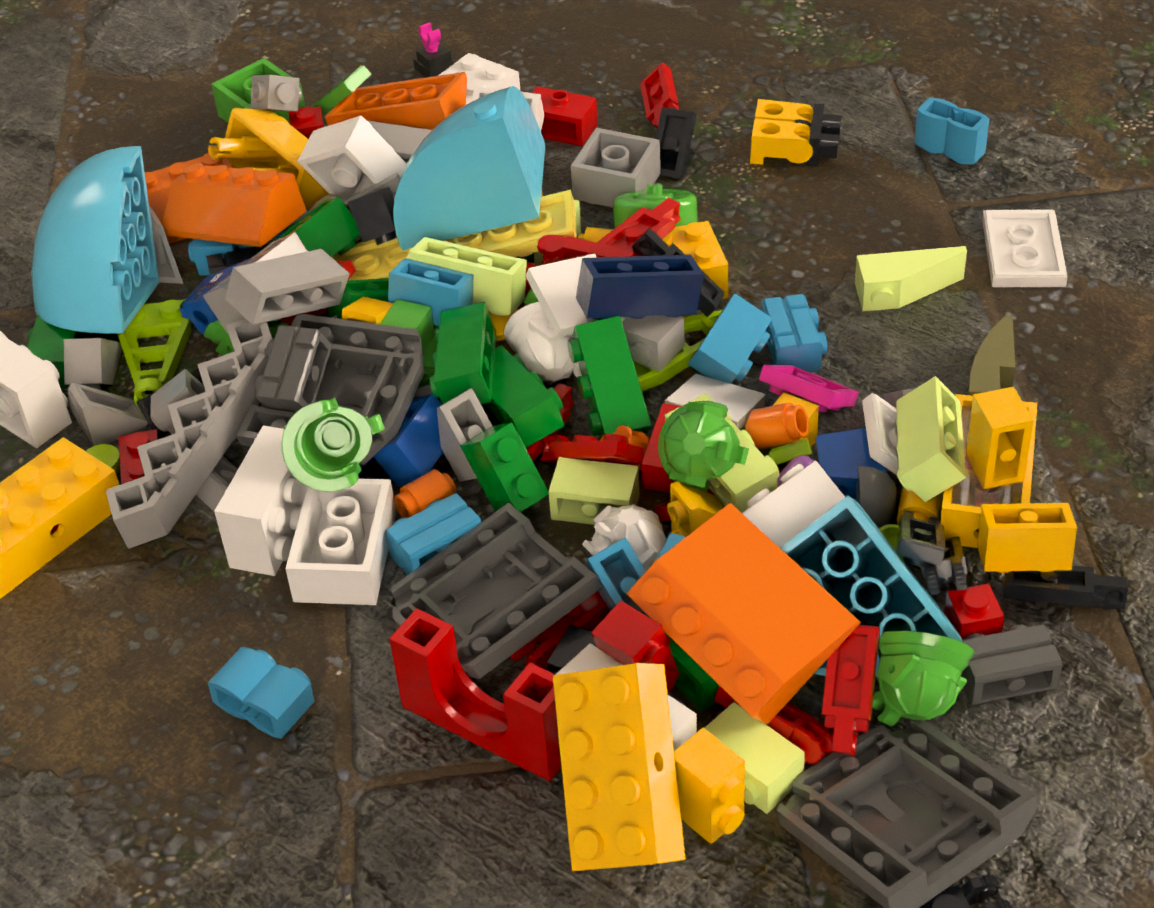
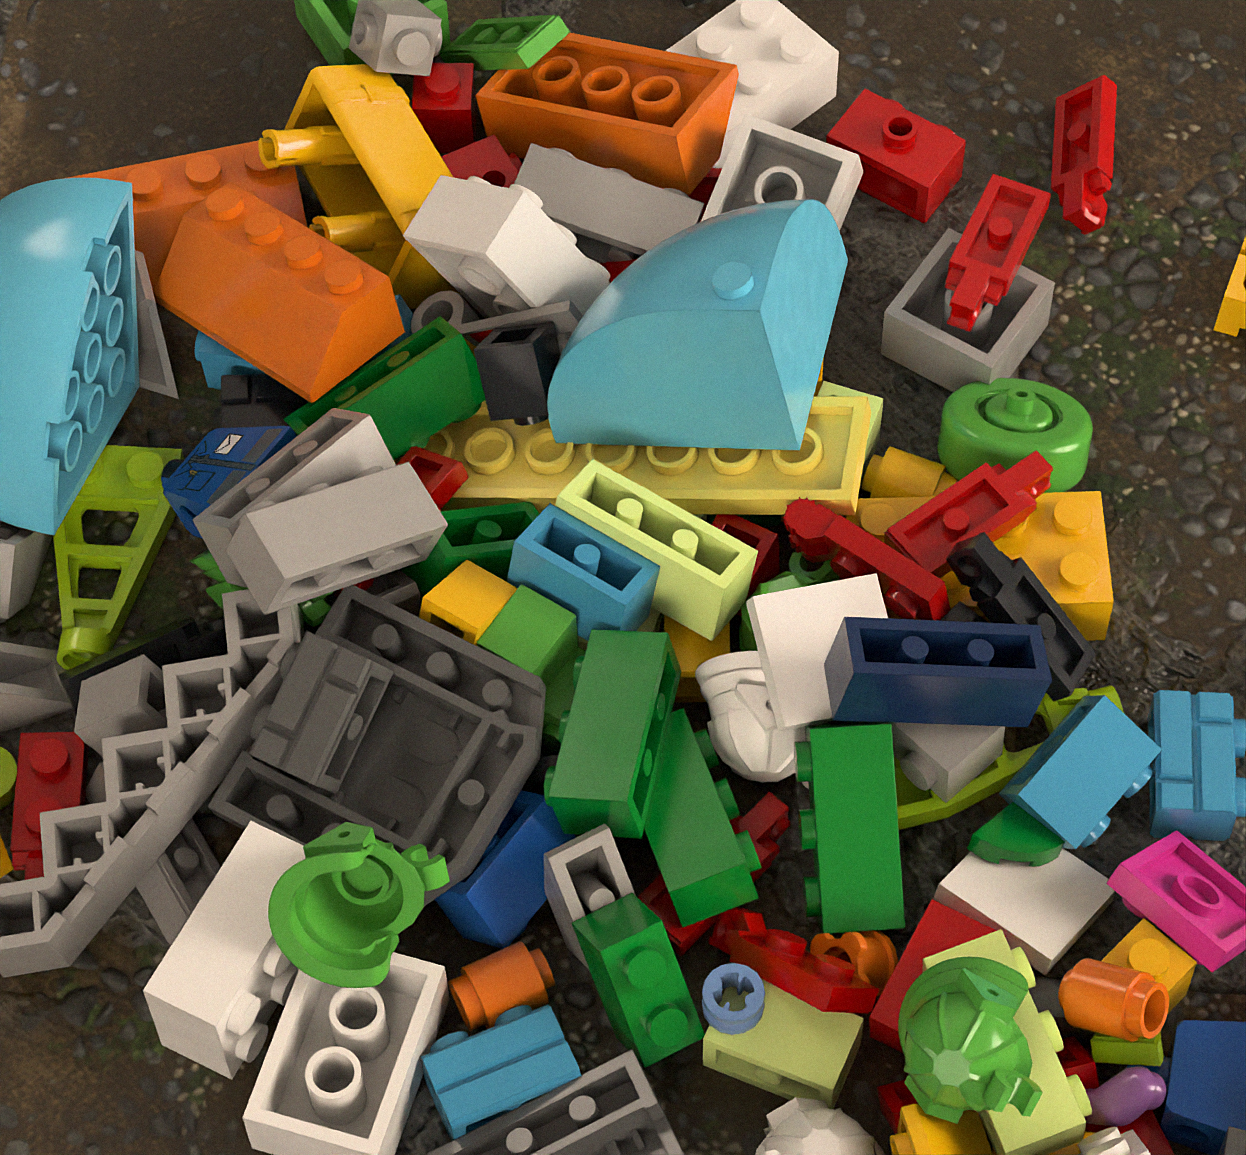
camera: 10 degrees right, 15 degrees up
(561, 476) = (744, 979): none -> medium blue bush
(622, 126) = (993, 247): none -> red hinge
(675, 137) = (1085, 271): black slope -> none
(702, 375) = (1015, 837): none -> green tile

